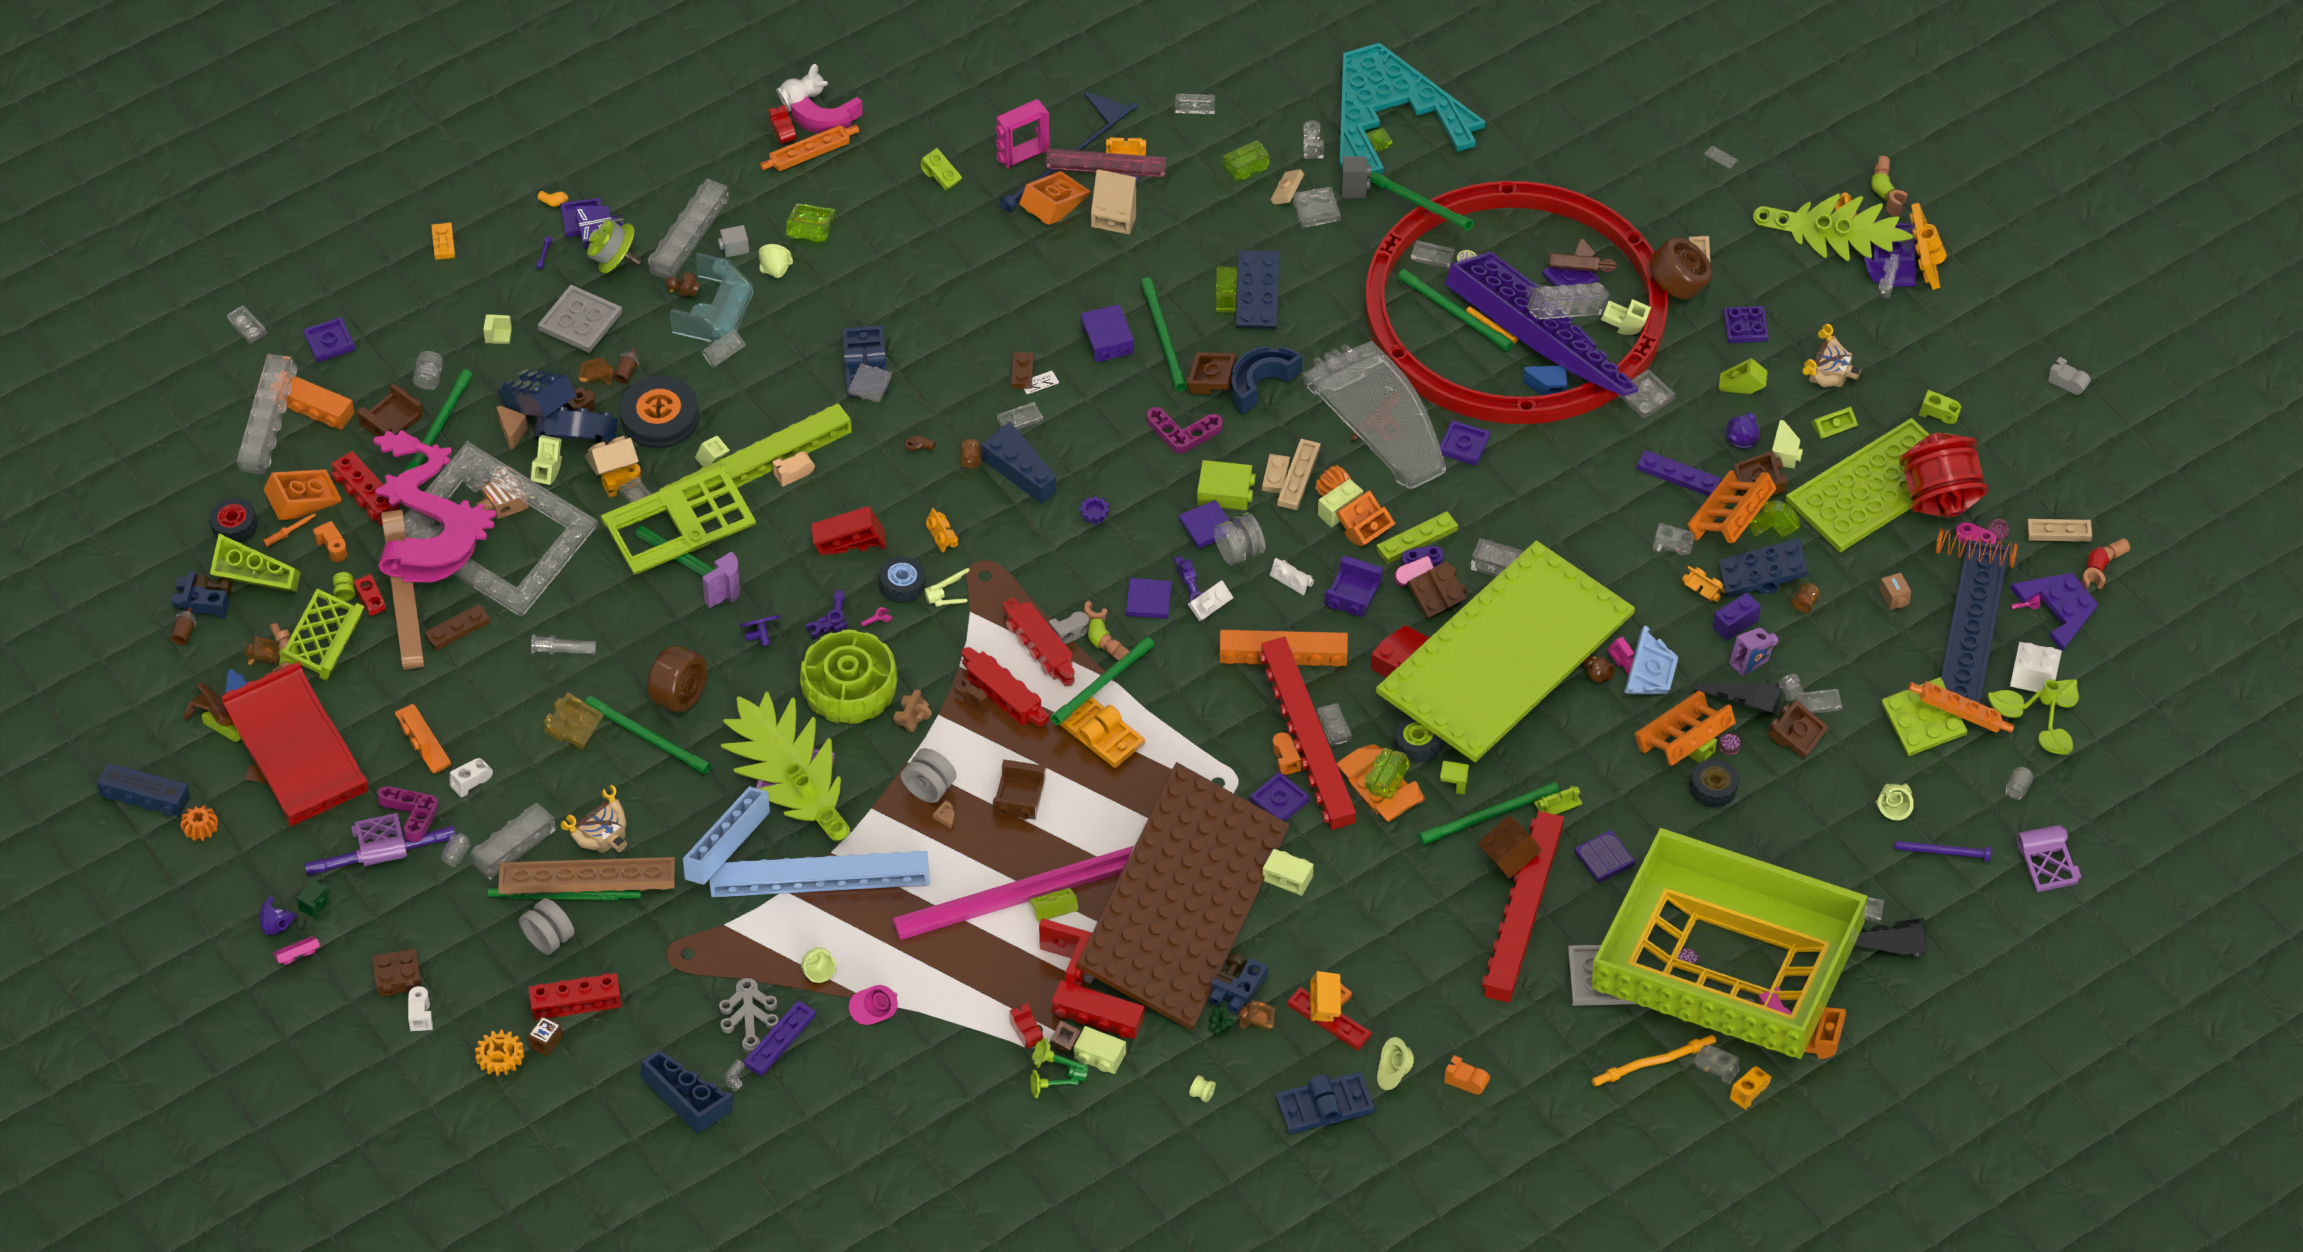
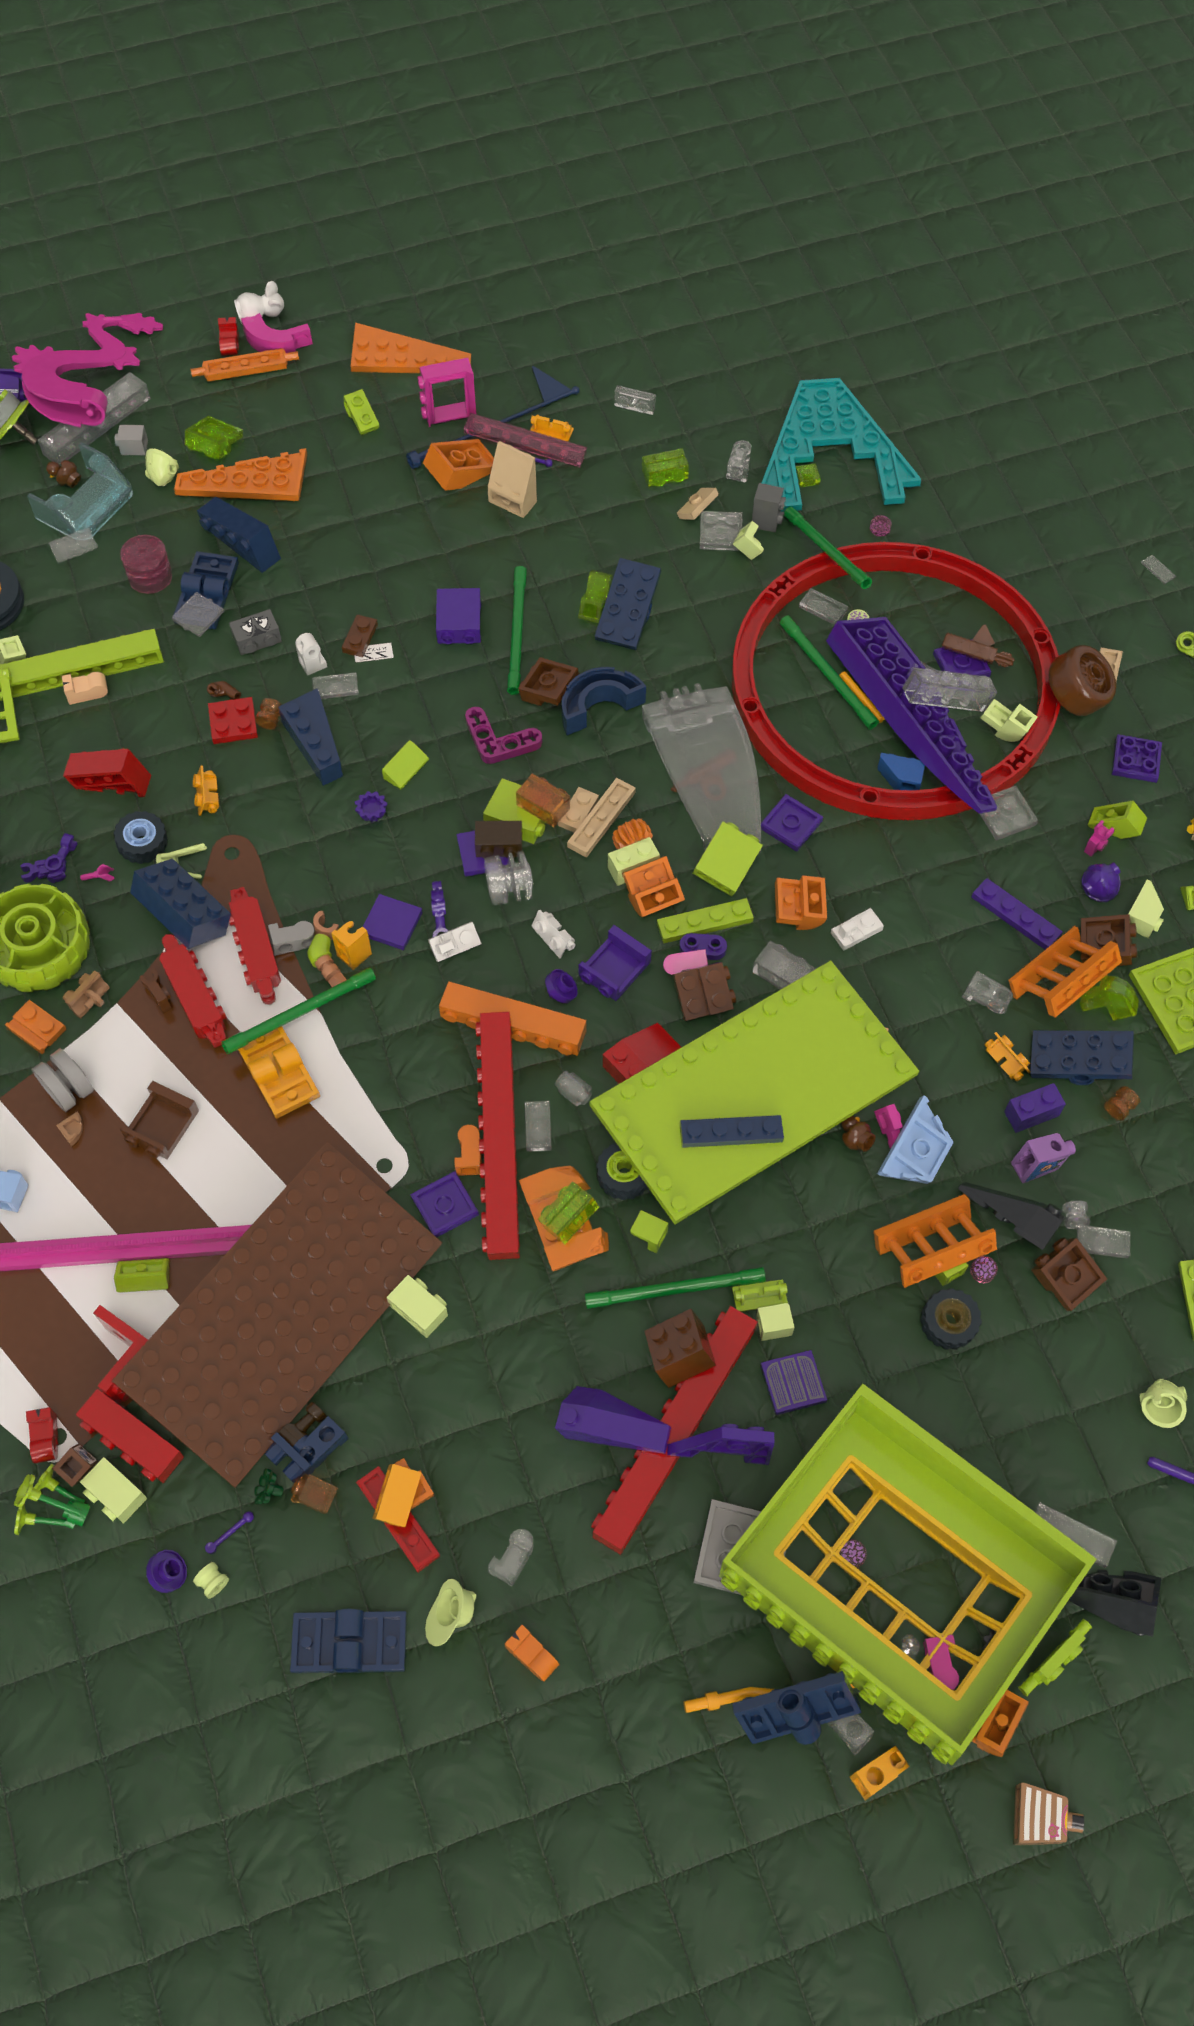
camera: 15 degrees right, 10 degrees up
(656, 215) = (74, 401): none -> dark pink animal
(803, 349) = (146, 564): none -> clear pink wheel
(864, 252) = (249, 479): none -> orange wing
(876, 302) = (240, 532): none -> dark blue wedge
(878, 747) = (35, 1026): none -> orange plate
(927, 387) = (255, 632): none -> dark grey brick
(938, 467) = (232, 720): none -> red plate
(944, 107) = (394, 353): none -> orange wing
(965, 620) = (180, 903): none -> dark blue brick
(987, 392) = (309, 654): none -> white leg
(1109, 470) = (404, 765): none -> lime slope
(1126, 621) = (350, 947): none -> light orange hinge
(1165, 1090) = (166, 1571): none -> dark purple plate
(1191, 1071) = (211, 1547): none -> dark purple hinge
(1218, 508) = (498, 838): none -> dark brown brick
(1248, 468) = (543, 800): none -> clear orange brick
(1315, 614) = (561, 986): none -> dark purple plate
(1345, 213) = (747, 543): none -> yellowish green panel
(1354, 688) = (573, 1088): none -> clear brick
(1421, 481) = (727, 858): none -> lime brick
(1431, 1015) = (514, 1557): none -> clear leg
(1460, 171) = (880, 525): none -> clear pink tile
(1469, 912) = (604, 1419): none -> dark purple wedge
(1495, 503) = (801, 902): none -> orange brick
(1498, 683) = (731, 1131): none -> dark blue plate
(1548, 515) = (857, 929): none -> white hinge
(1572, 890) = (729, 1439): none -> dark purple wing
(1577, 816) = (775, 1321): none -> yellowish green panel
(1678, 1053) = (797, 1709): none -> dark blue plate
(1731, 397) = (1099, 839): none -> dark pink plate
(1858, 982) = (1064, 1653): none -> lime plate
(1877, 1084) = (1043, 1817): none -> medium nougat torso

